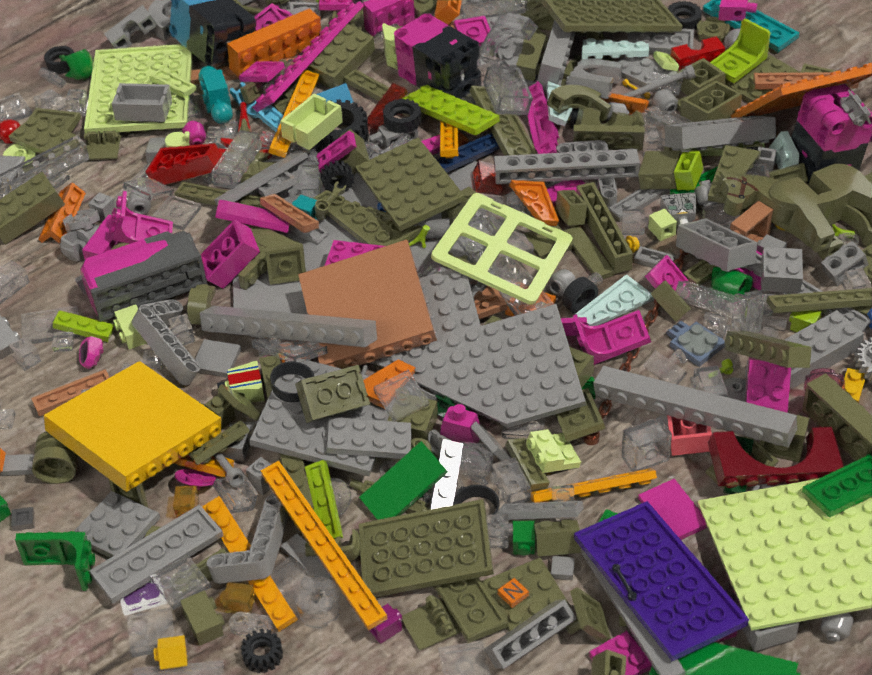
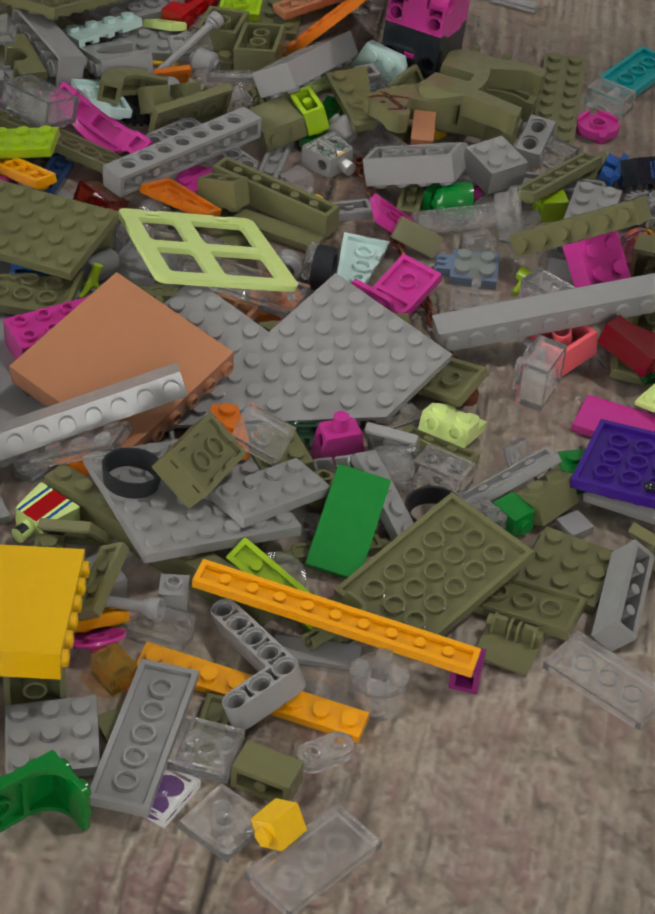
camera: 45 degrees left, 5 degrees down
(238, 598) = (286, 730): clear yellow brick -> none
(264, 661) = (369, 782): black tyre -> none
(513, 592) = (564, 568): orange tile -> none
(601, 484) = (531, 430): light orange plate -> none
(662, 224) = (327, 174): yellowish green brick -> none

